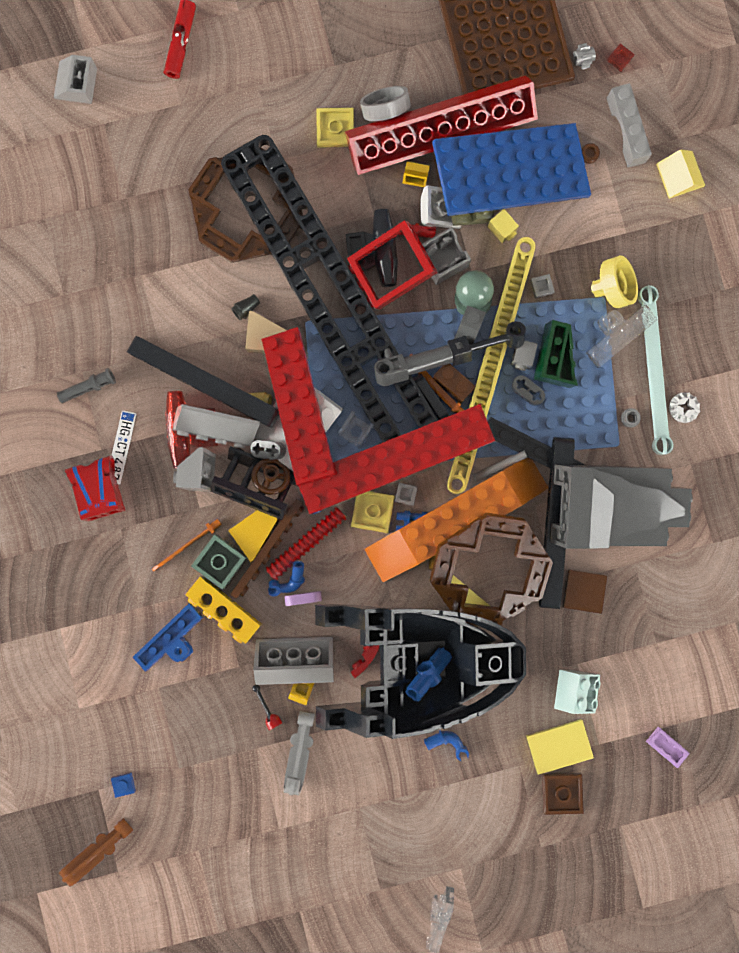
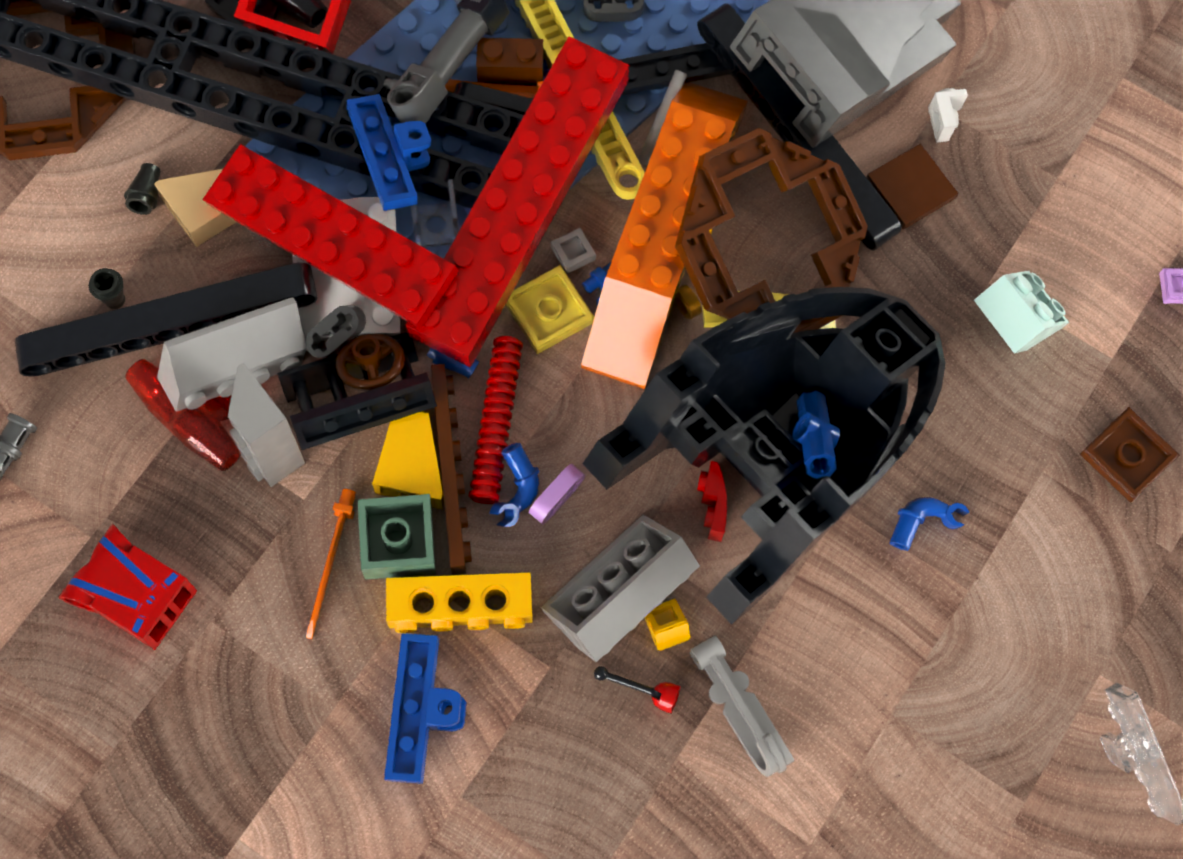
camera: 45 degrees left, 15 degrees down
(122, 442) = (114, 500): white sticker -> none
(188, 341) = (107, 287): none -> pearl dark grey cone
(356, 387) = (389, 151): none -> blue plate
(559, 746) = (1067, 401): light yellow tile -> none
(630, 573) = (944, 112): none -> white bracket

